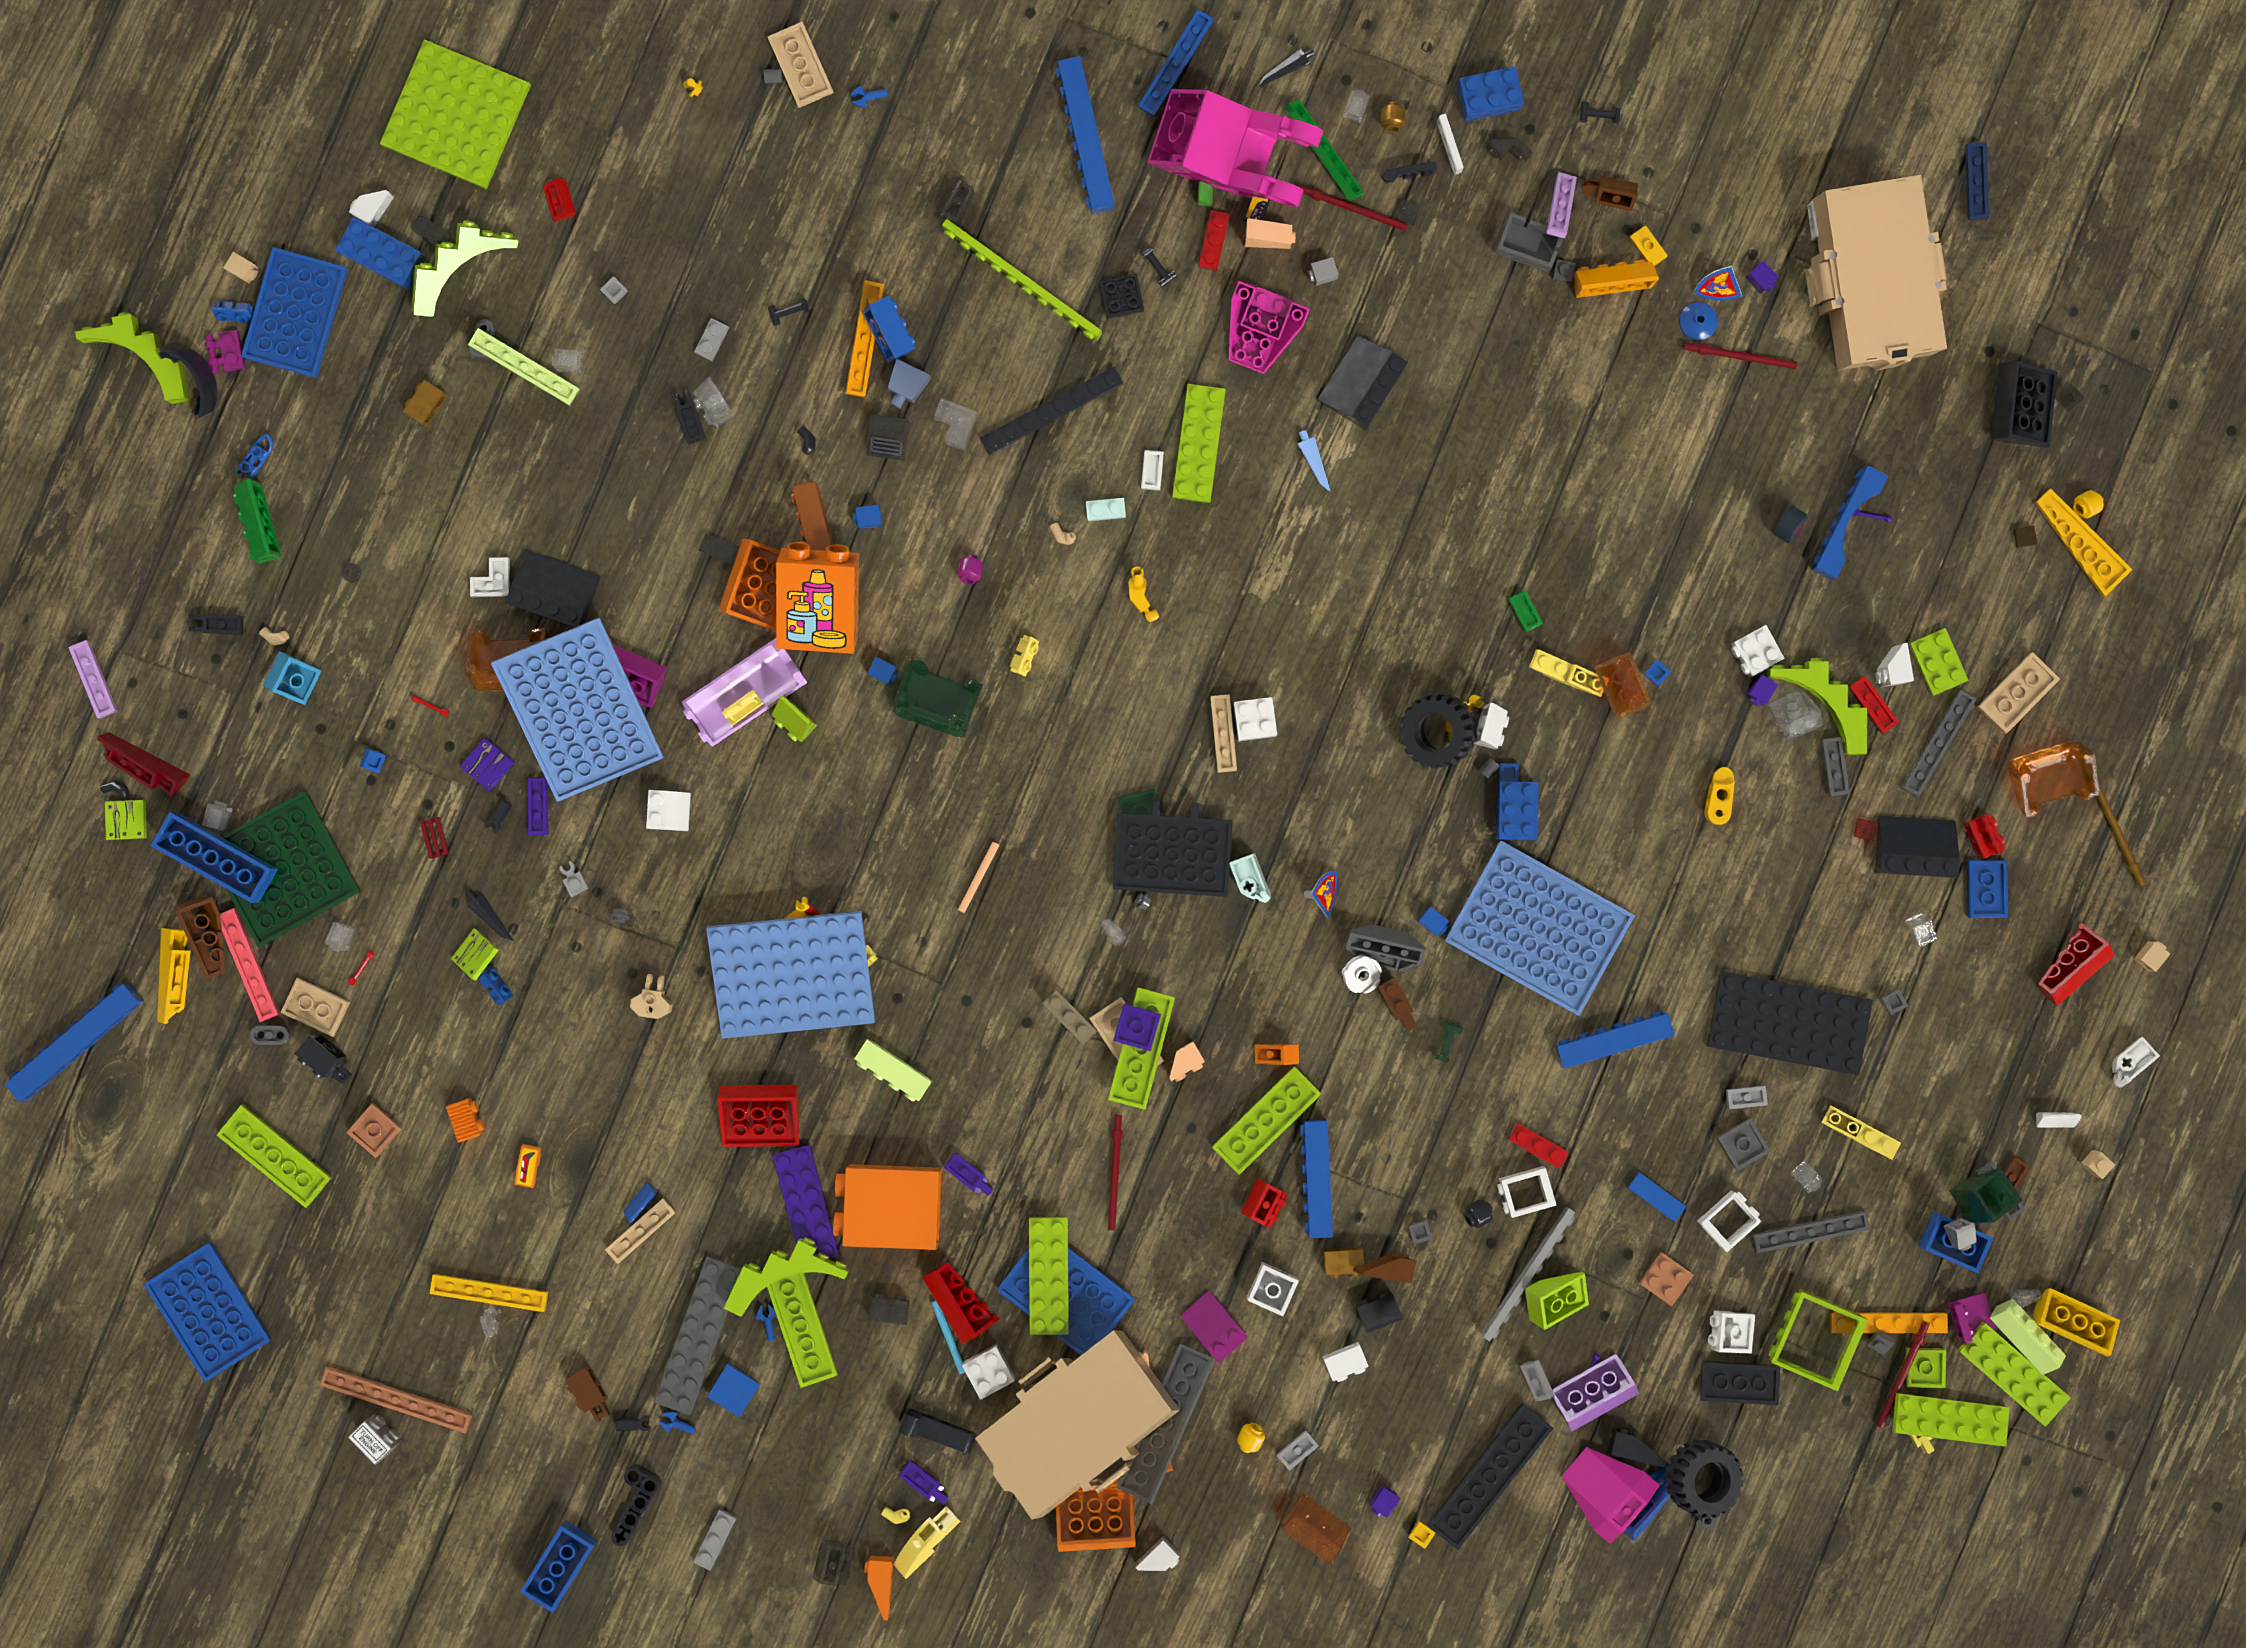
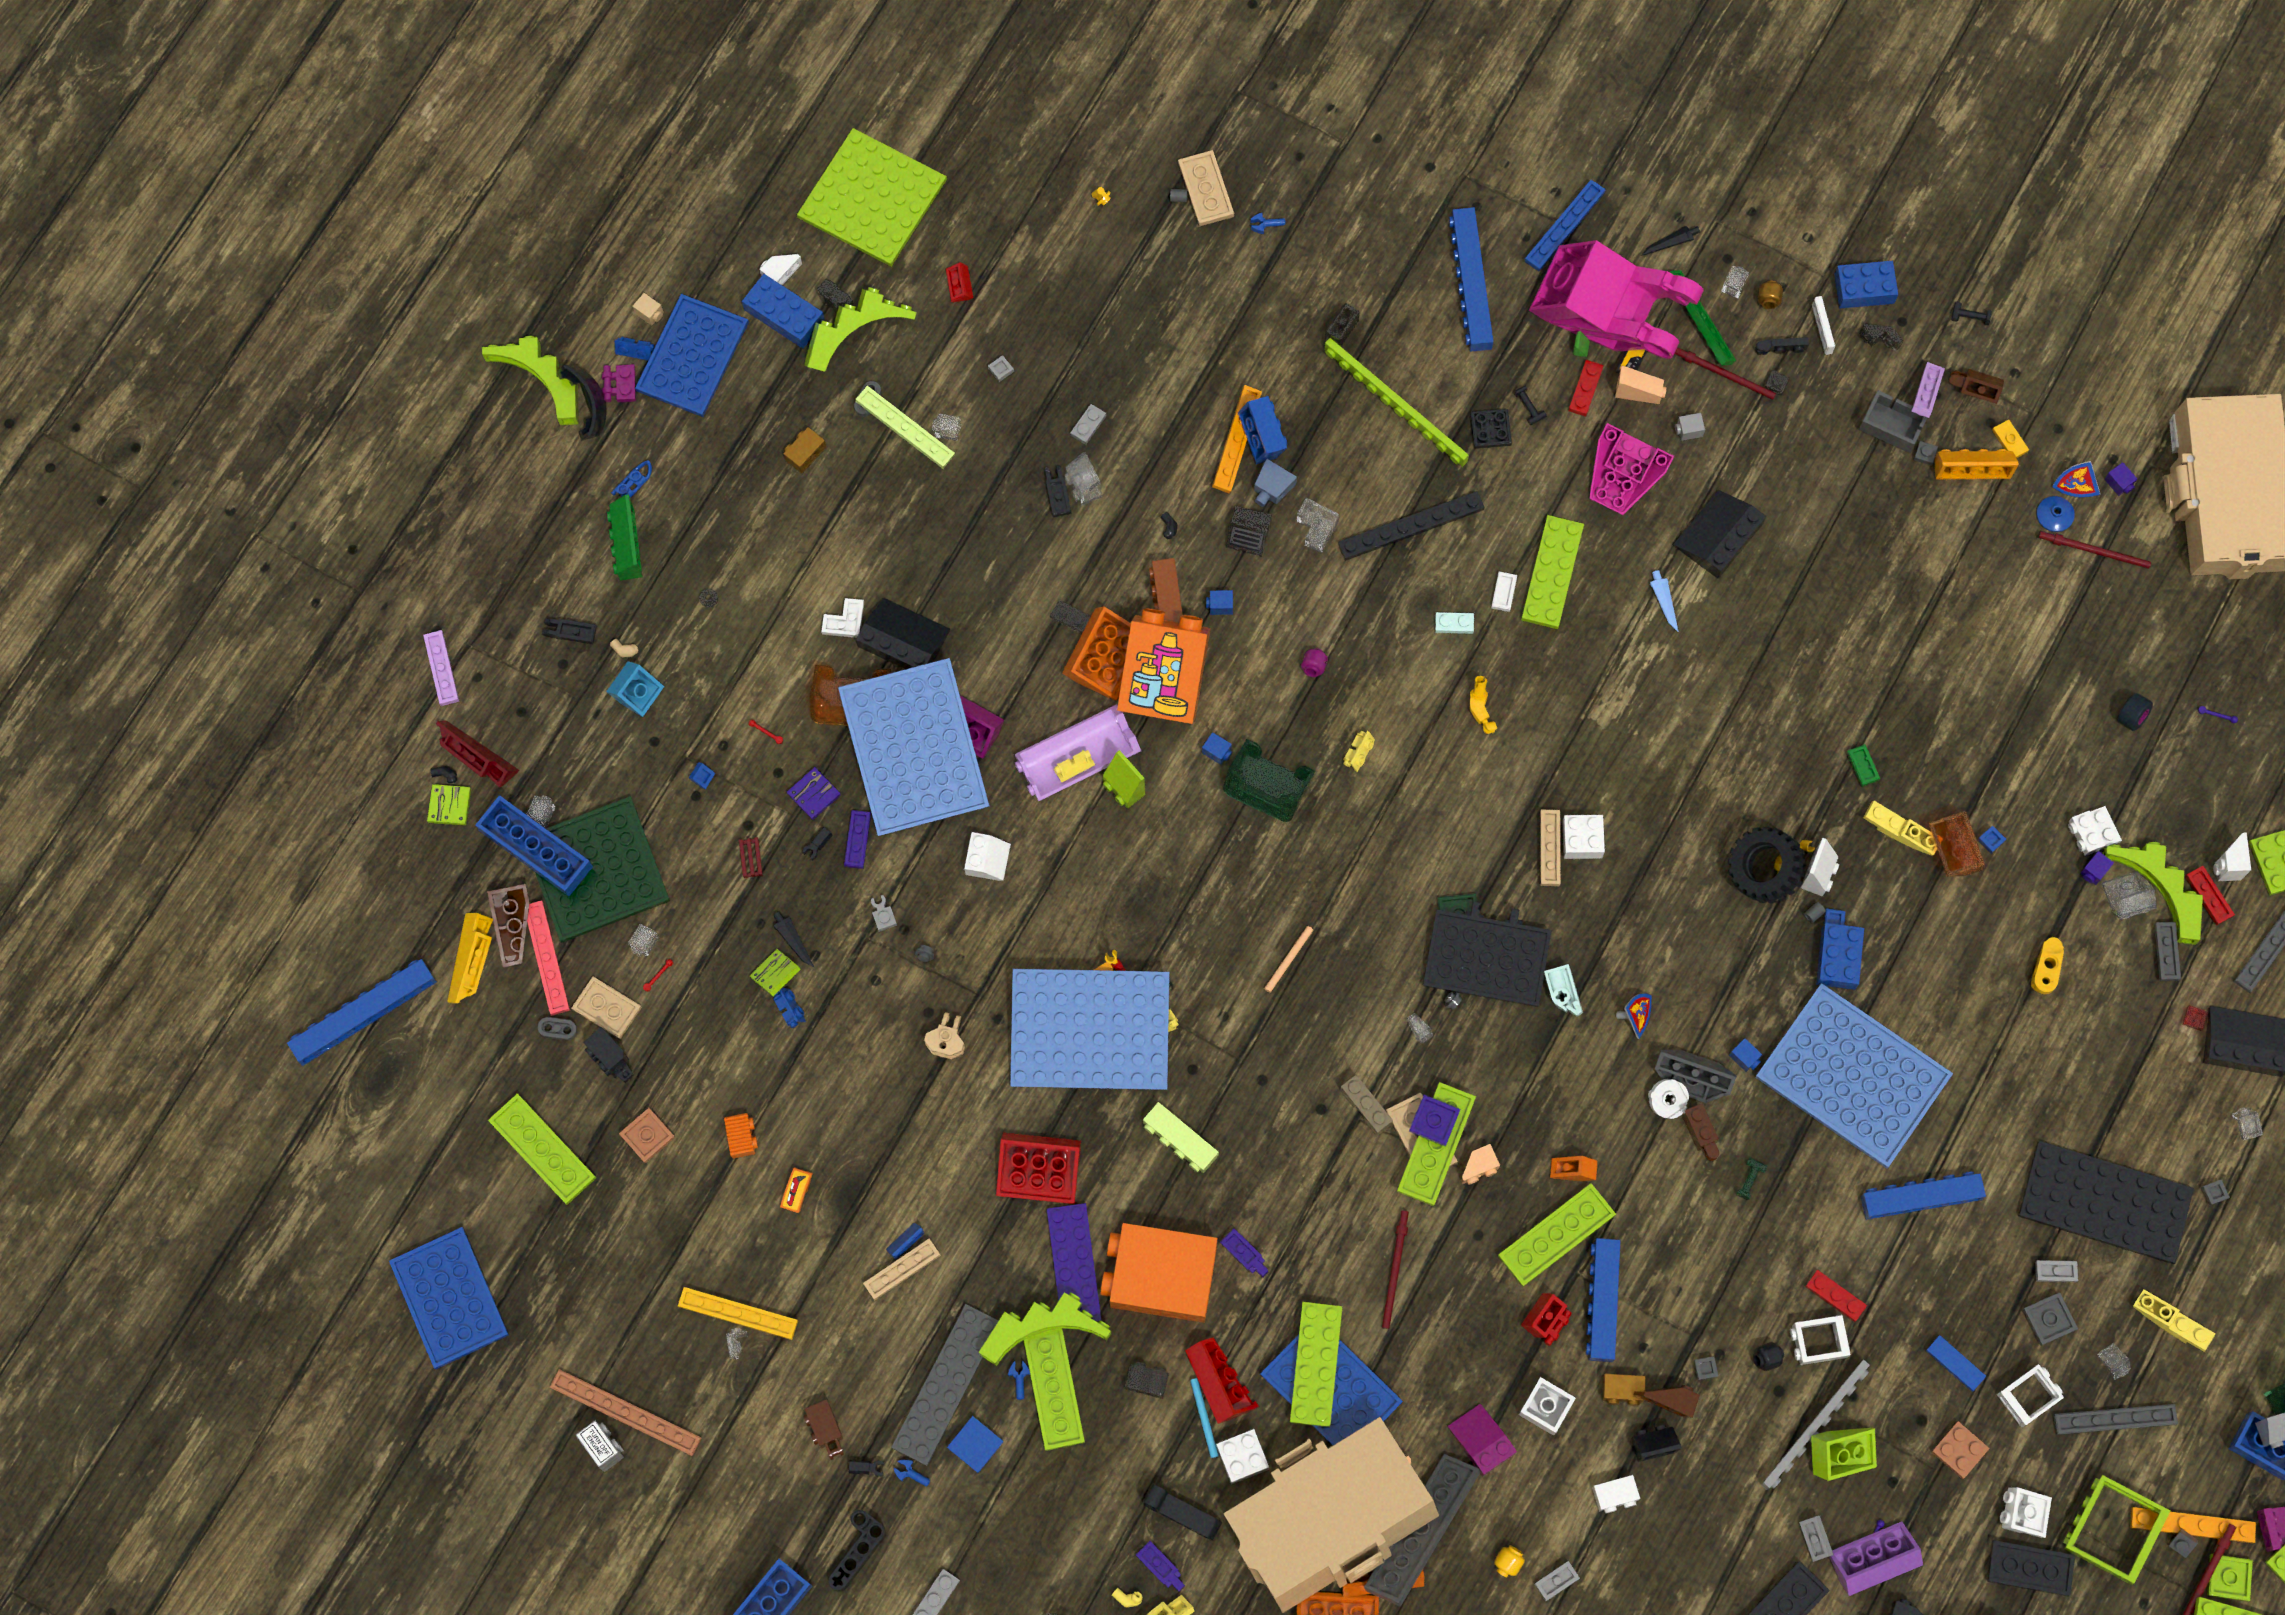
camera: 10 degrees right, 15 degrees down
(776, 314) = (1153, 408): black piece -> none
(1062, 537) = (1412, 645): tan arm -> none
(1832, 556) = (2175, 748): blue arch -> none

